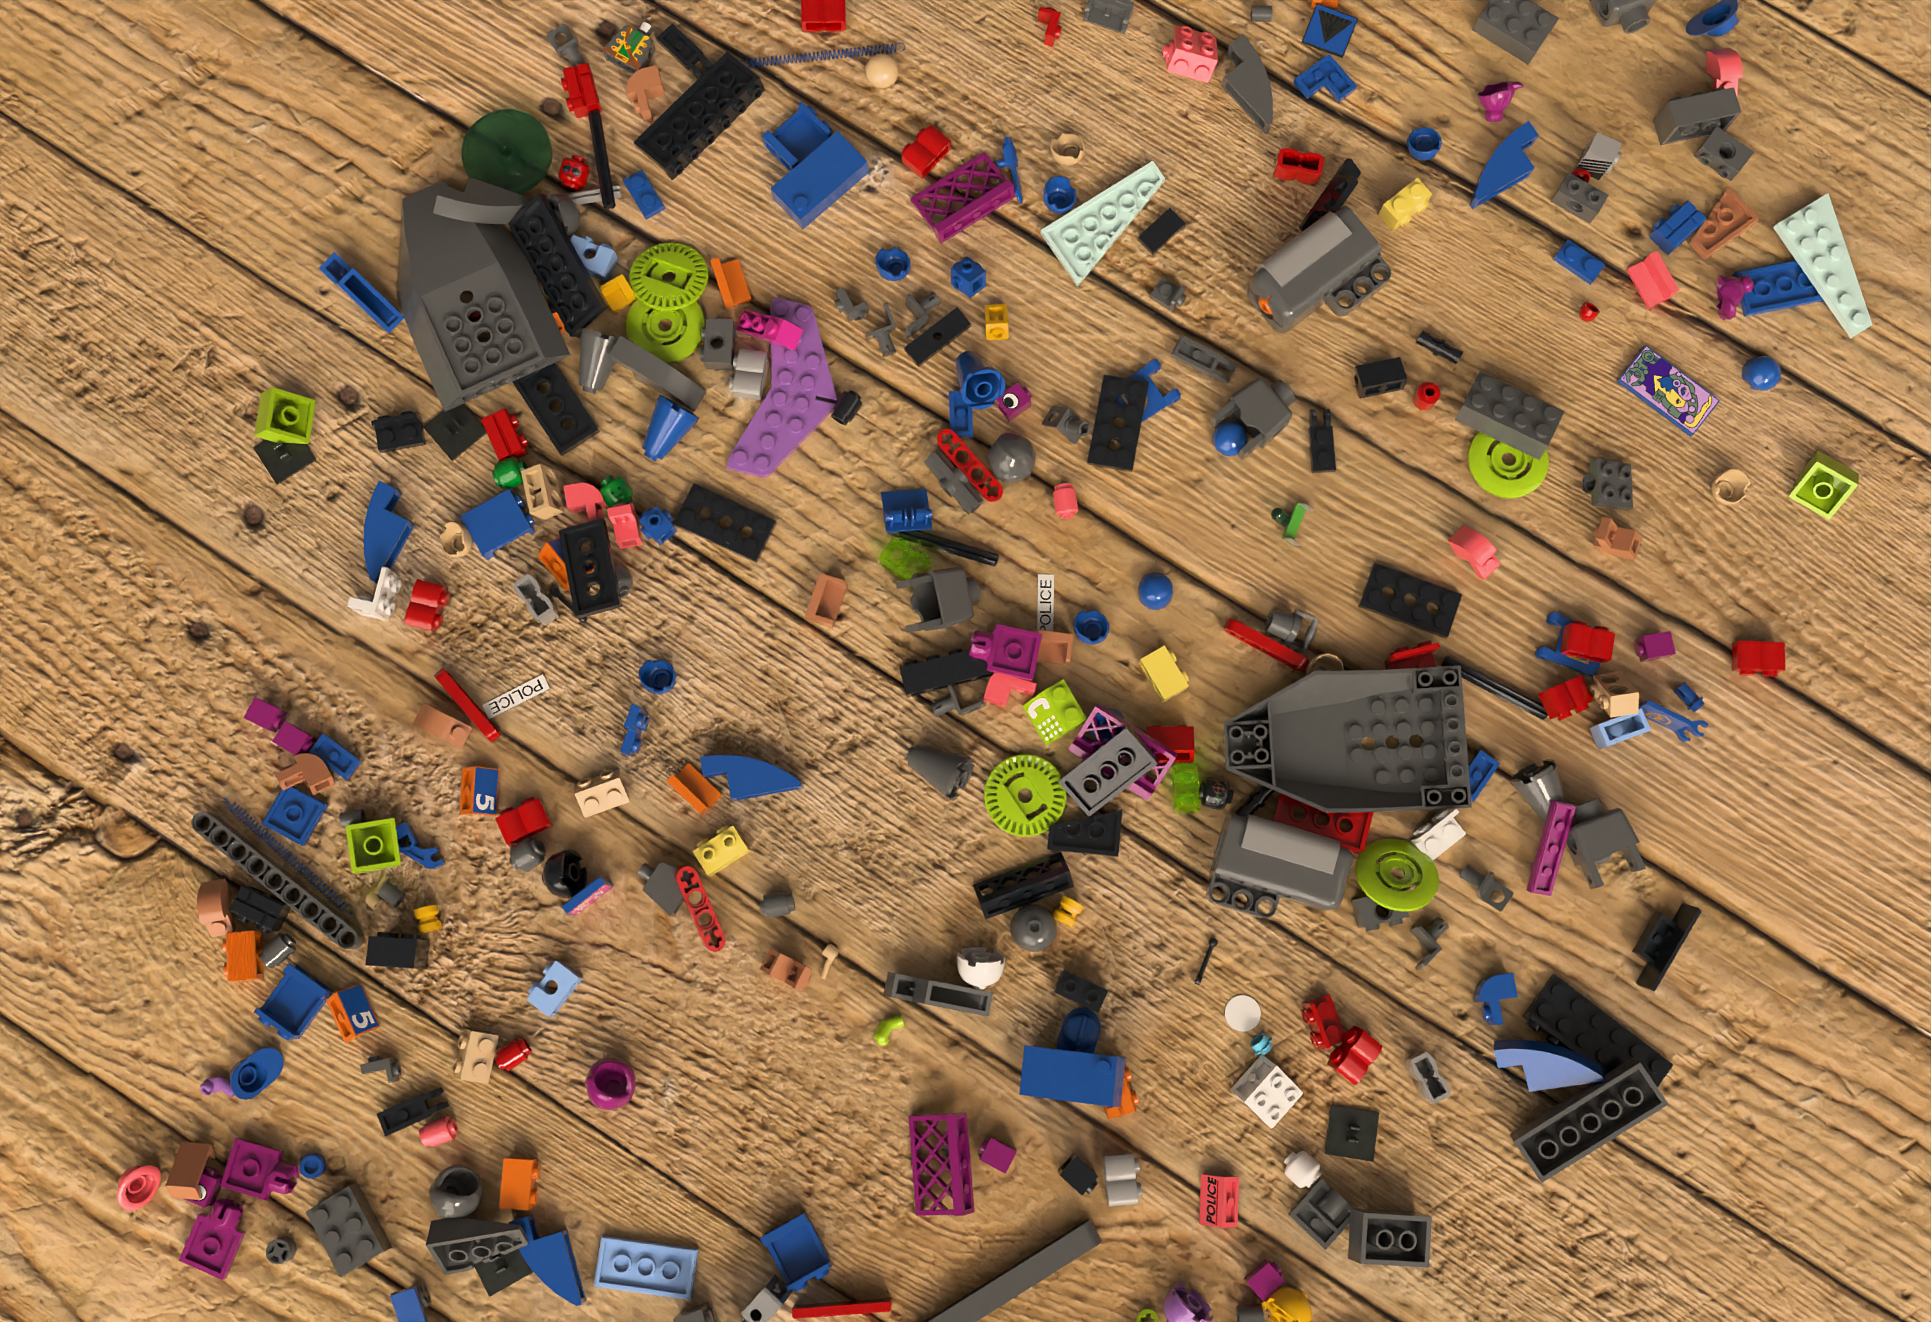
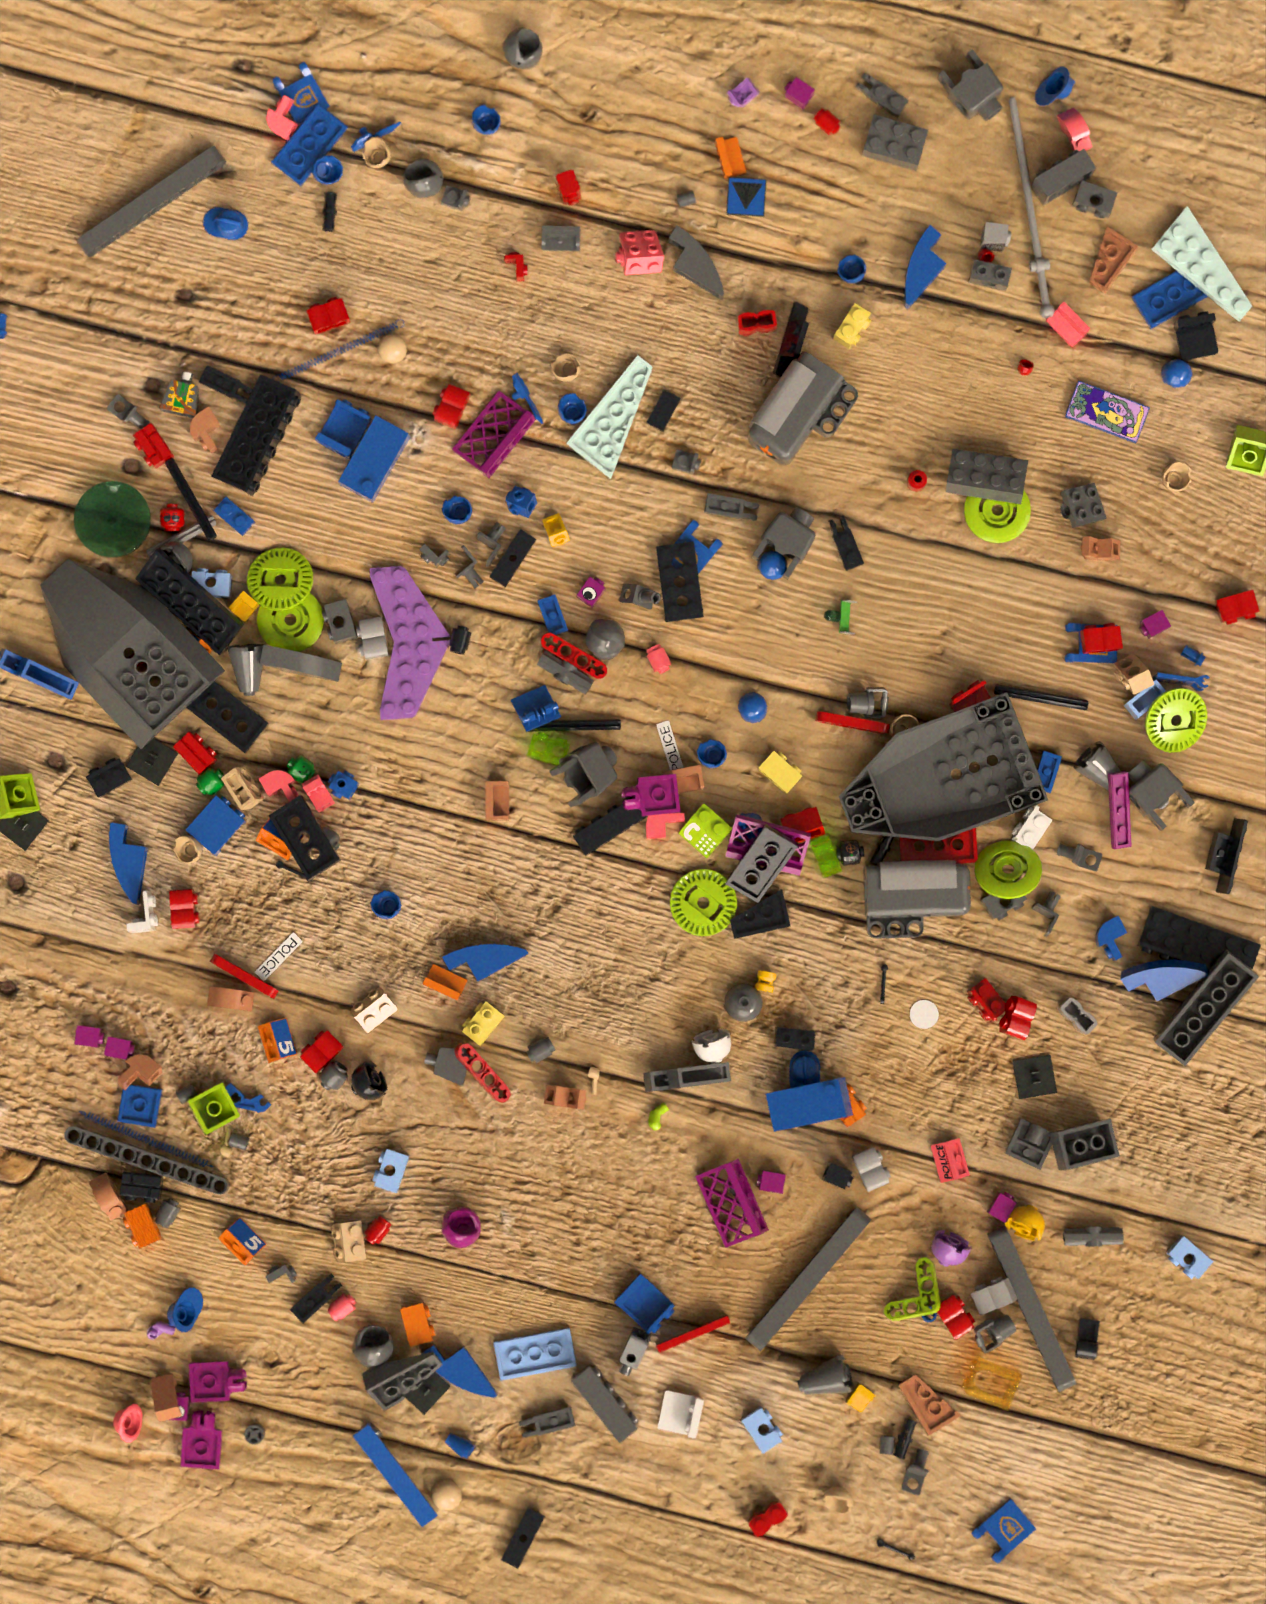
camera: 20 degrees left, 5 degrees up
(294, 1002) = (194, 1248): blue panel -> none
(312, 1166) = (254, 1364): blue tile -> none
(335, 756) = (156, 1050): blue plate -> none
(348, 1229) = (301, 1401): dark grey brick -> none
(403, 952) = (262, 1183): black brick -> none
(427, 918) = (275, 1152): yellow wheel -> none
(479, 203) = (110, 571): dark grey slope -> none
(537, 602) = (273, 879): light grey brick -> none
(587, 896) = (393, 1092): blue tile -> none
(635, 723) = (383, 946): blue plate -> none
(667, 428) = (323, 703): blue cone -> none
(729, 538) = (385, 774): black plate -> none
(731, 282) = (331, 566): orange panel -> none
(770, 329) = (377, 597): dark pink slope -> none
(941, 769) = (631, 904): dark grey cone -> none
(953, 702) = (624, 848): dark grey bracket -> none
(978, 381) = (558, 586): blue cone -> none
(1025, 889) = (727, 974): black fence -> none
(1261, 1044) = (945, 1033): medium azure plate -> none
(1266, 1091) = (960, 1067): white bracket -> none
(1302, 1169) = (1004, 1116): white head -> none
(1325, 74) = (753, 235): blue plate -> none
(1380, 377) = (875, 476): black hinge -> none
(1424, 593) = (961, 638): black plate -> none
(1439, 347) = (915, 436): black pin -> none
(1475, 549) = (992, 594): coral brick -> none
(1496, 98) = (899, 210): magenta hair -> none
(1566, 697) = (1097, 688): red brick -> none
(1579, 261) = (1005, 327): blue plate -> none
(1639, 204) = (1038, 264): none -> light grey bar
(1659, 782) = (1186, 733): none -> lime piece
(1677, 227) = (1075, 274): blue brick -> none
(1730, 293) = (1133, 316): magenta hair -> none
(1797, 337) = (1196, 336): none -> black bracket

